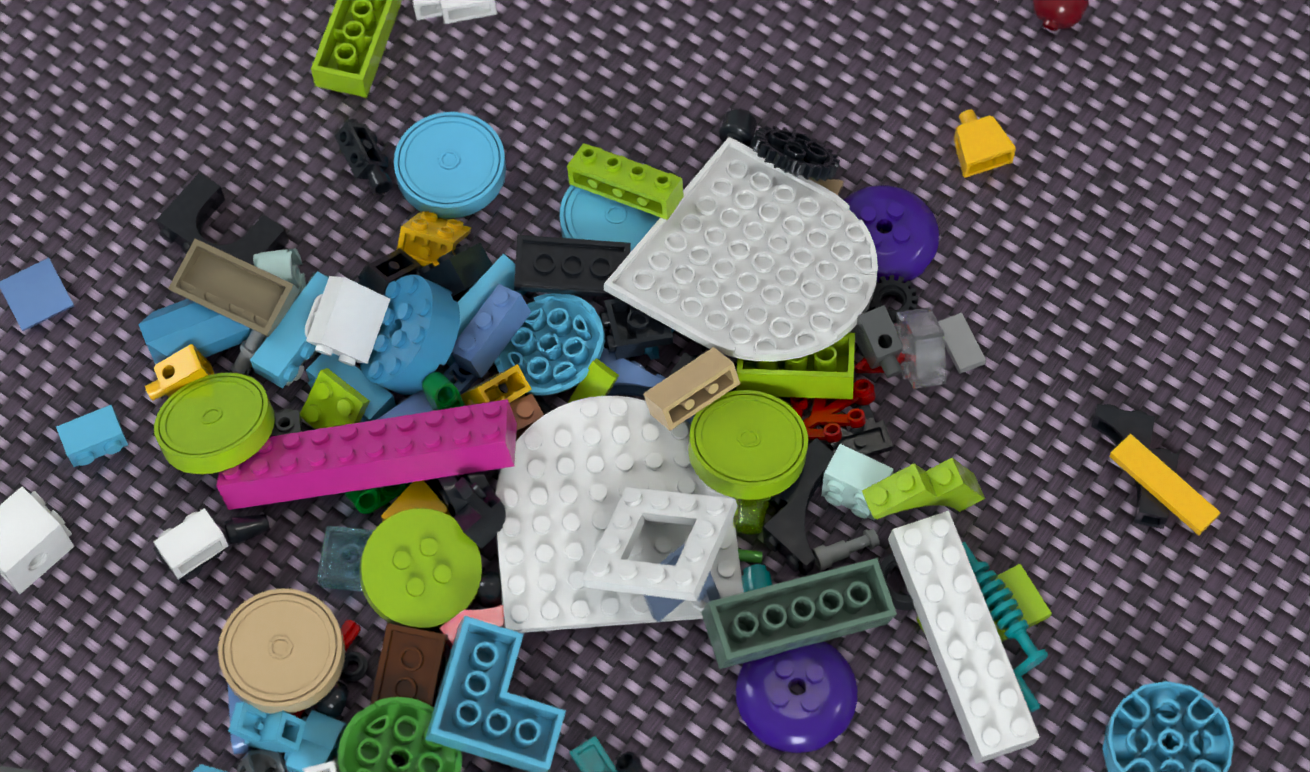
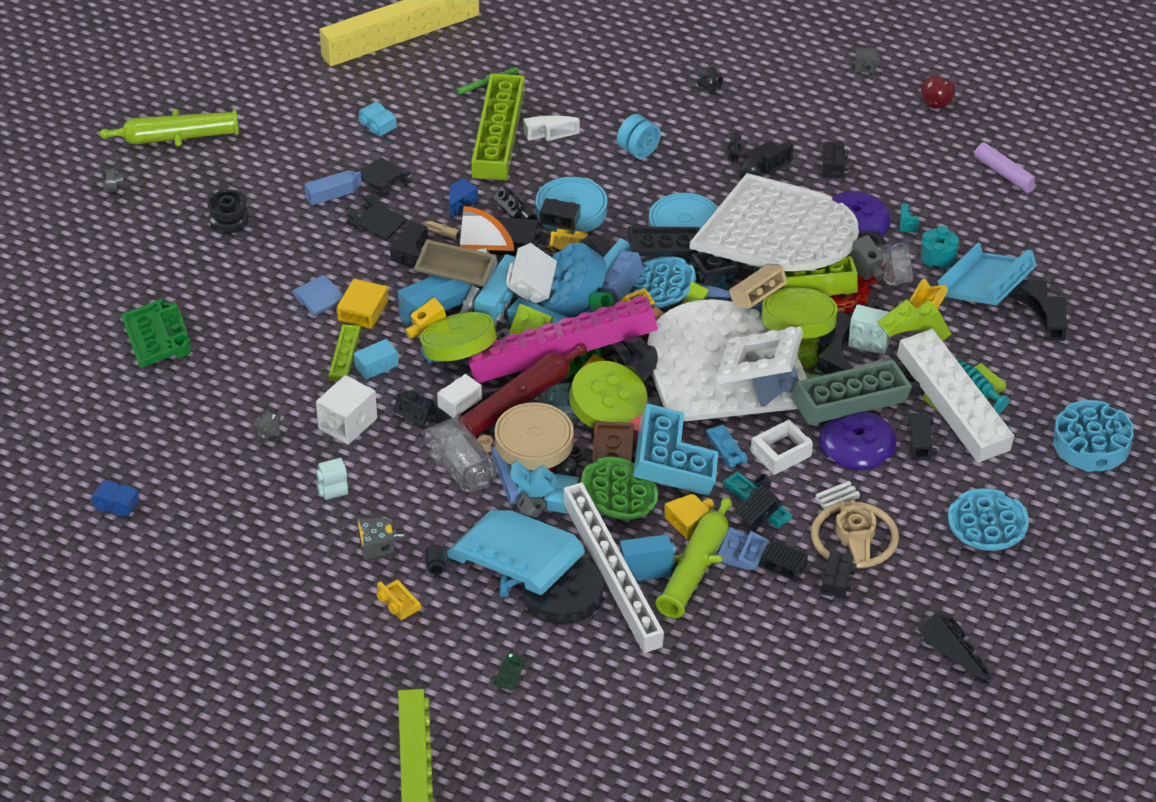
camera: 10 degrees left, 20 degrees down
(51, 412) = (344, 352): none -> lime tile
(96, 320) = (362, 303): none -> yellow brick
(100, 83) = (332, 186): none -> medium blue piece
(130, 537) = (414, 407): none -> black bracket
(158, 154) = (376, 219): none -> black flag
(172, 651) = (460, 454): none -> clear brick
(180, 63) = (381, 173): none -> black flag
(216, 624) = (486, 442): none -> tan plate
(248, 187) = (443, 230): none -> tan axle
(283, 546) = (521, 390): none -> dark red piece
(287, 126) = (462, 194): none -> blue slope
(302, 208) = (483, 231): none -> white sticker
(351, 216) = (521, 231): none -> black brick
(422, 191) = (560, 213): none -> black brick
(577, 43) = (638, 136): none -> medium azure wheel
(589, 679) = (726, 446): none -> dark azure plate
(625, 181) = (689, 194): lime brick -> none
(657, 731) = (773, 461): none -> white window
(724, 74) = (734, 147): none -> black pin
(774, 98) = (771, 155): none -> black bracket
(795, 153) = (791, 175): black gear -> none
(871, 119) = (834, 159): none -> black brick
(894, 704) = (920, 436): none -> black brick
(959, 261) = (908, 222): none -> teal bracket
(961, 344) = (920, 265): light grey tile -> none
(962, 421) = (925, 292): none -> yellow bracket
(981, 144) = (906, 165): yellow torso -> none
(1000, 321) = (939, 247): none -> teal brick
(1061, 393) = (986, 276): none -> medium azure panel
(1136, 167) = (1005, 167): none -> lavender brick
(1164, 484) = (1061, 310): yellow tile -> none

